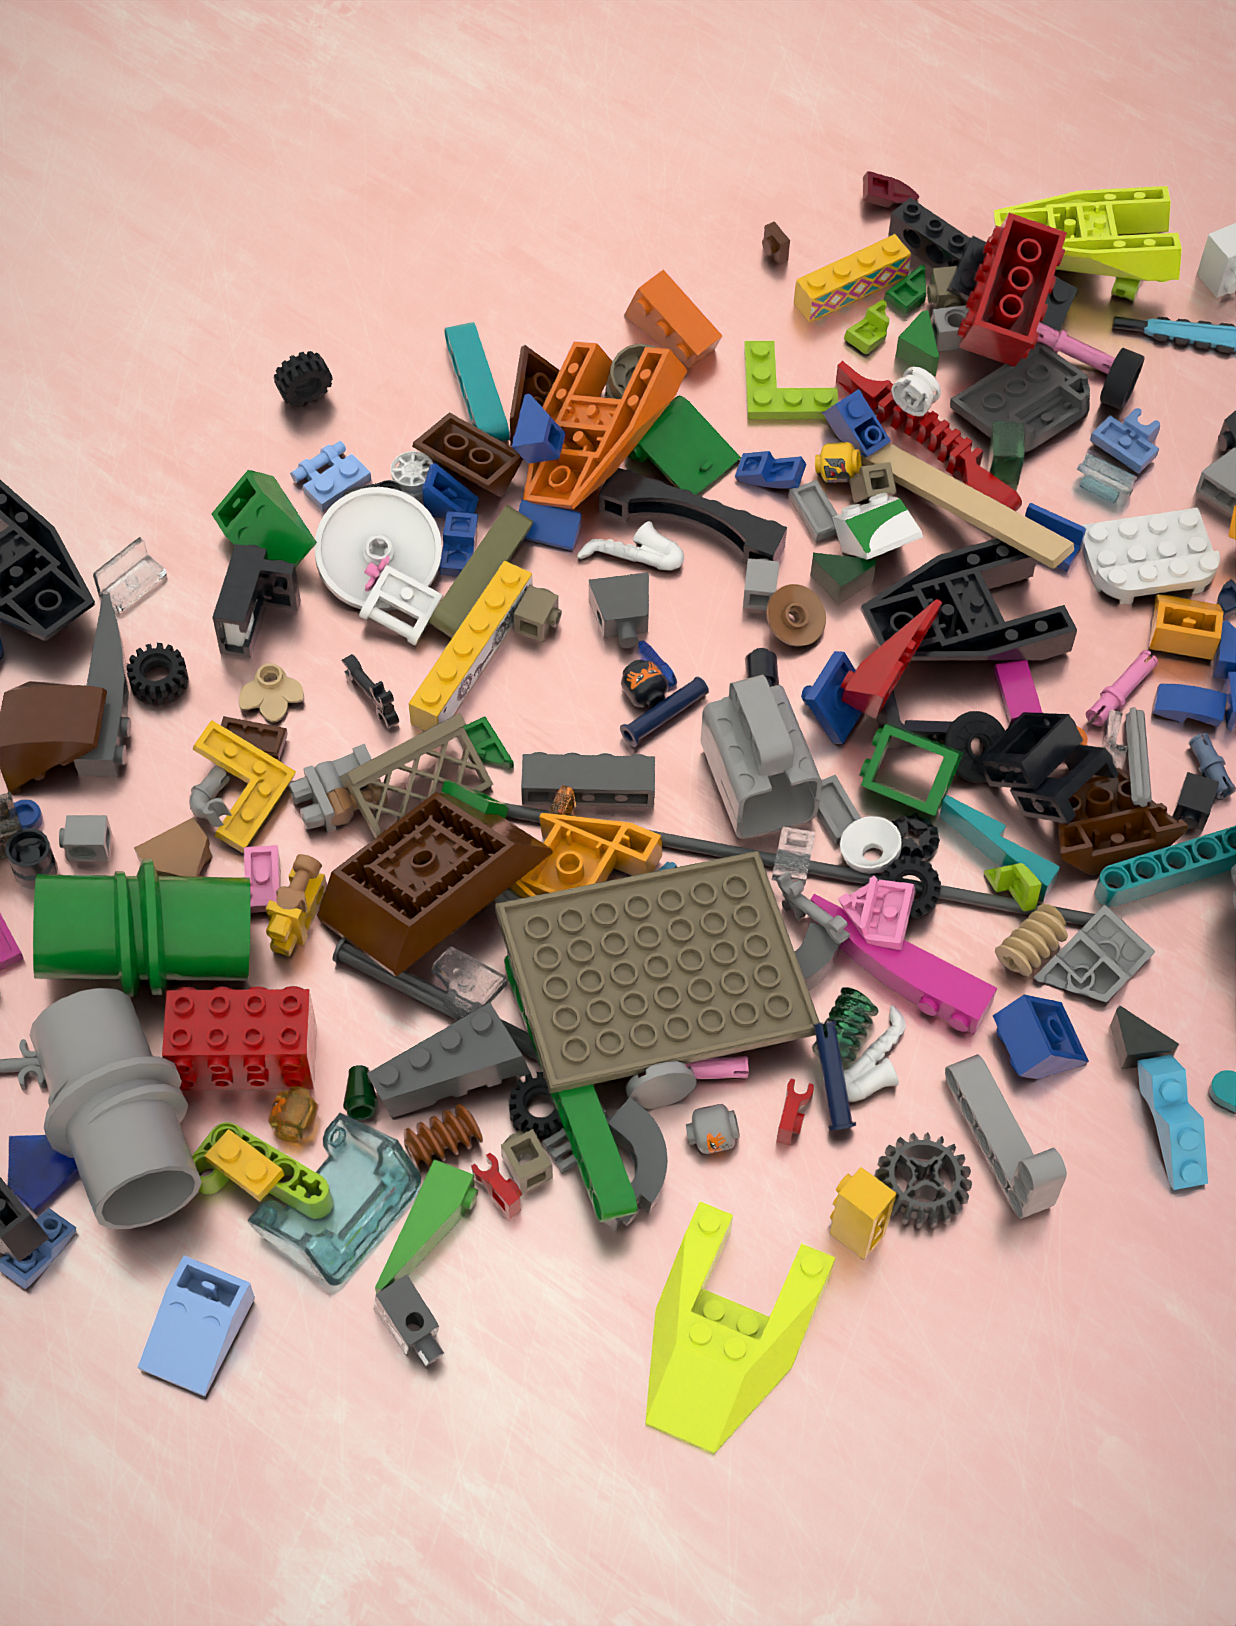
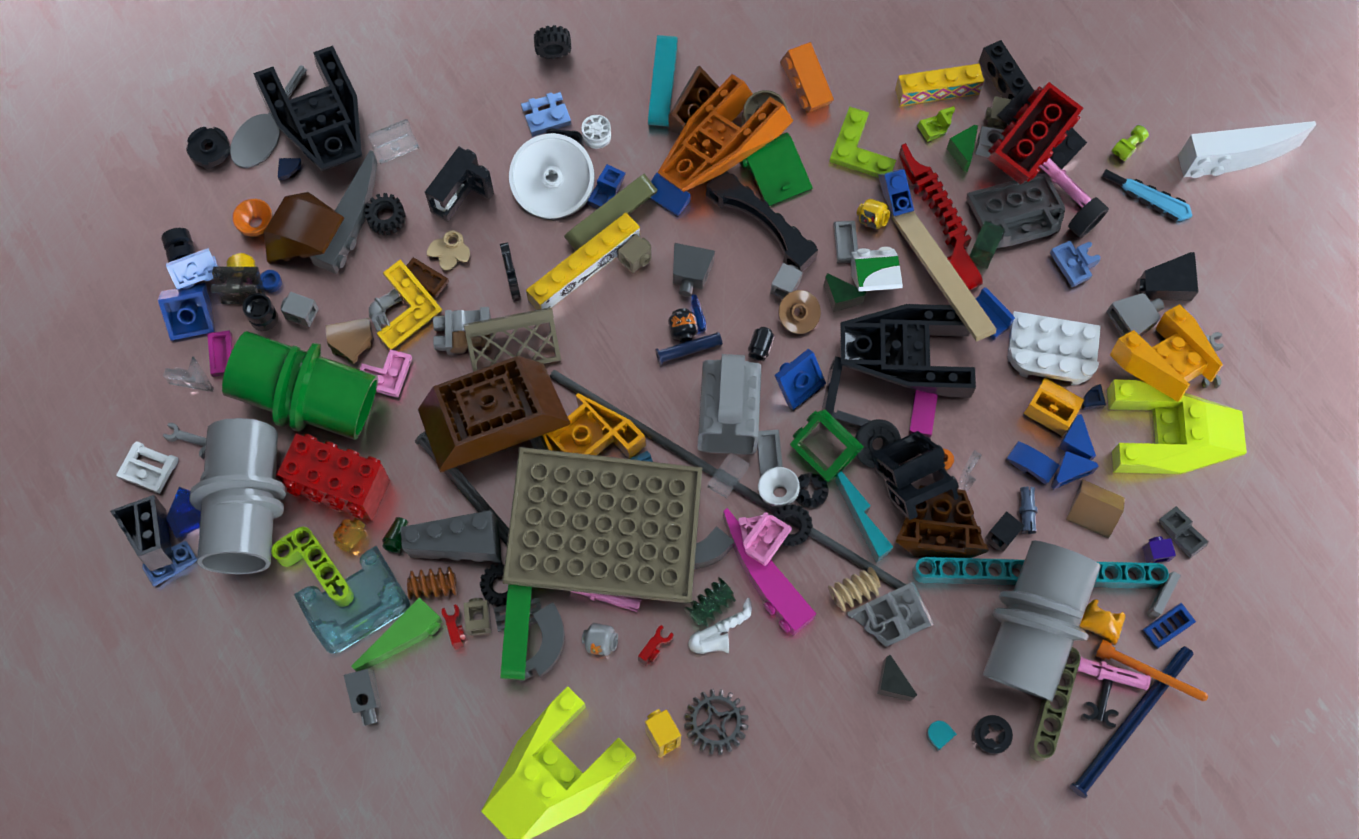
camera: 20 degrees right, 10 degrees up
(195, 1325) = (238, 649): light blue slope -> none
(244, 1165) = (303, 560): yellow plate -> none
(263, 516) = (487, 134): green slope -> none
(295, 905) = (403, 401): yellow hips -> none
(374, 572) = (542, 192): bright pink plant -> none
(405, 595) = (556, 214): white plate -> none
(446, 494) = (610, 152): blue slope -> none
(467, 981) = (490, 487): clear tile -> none
(470, 453) = (636, 129): reddish brown slope -> none
(476, 799) = (544, 370): green tile -> none
(488, 743) = (567, 330): green tile -> none
(537, 434) = (682, 130): blue slope -> none
(564, 802) = (596, 389): clear orange tile -> none
(594, 779) = (620, 378): dark grey brick -> none
(655, 549) = (729, 234): white piece -> none
(662, 1085) = (577, 600): light grey tile -> none
(766, 471) = (826, 204): blue slope -> none
(776, 242) = (899, 43): reddish brown plate -> none
(802, 905) = (714, 506): light grey bar -> none
(833, 1076) = (686, 634): dark blue pin -> none
(872, 481) = (888, 236): dark tan brick -> none
(881, 671) = (829, 375): red wedge -> none
(886, 190) = (991, 28): dark red plate -> none
(908, 292) = (974, 106): green tile -> none
(915, 391) = (942, 183): white wheel -> none
(1019, 881) = (864, 546): lime slope -> none
(1027, 1179) = (779, 742): light grey beam -> none
(1039, 1037) = (831, 655): blue slope -> none
(1093, 228) = (1110, 96): neon yellow wedge -> none
(1105, 478) = (1047, 283): clear light blue piece -> none
(1114, 696) = (984, 439): bright pink pin -> none
(1138, 757) = (979, 488): light grey axle -> none
(1177, 1122) = (893, 743): medium azure arch -> none

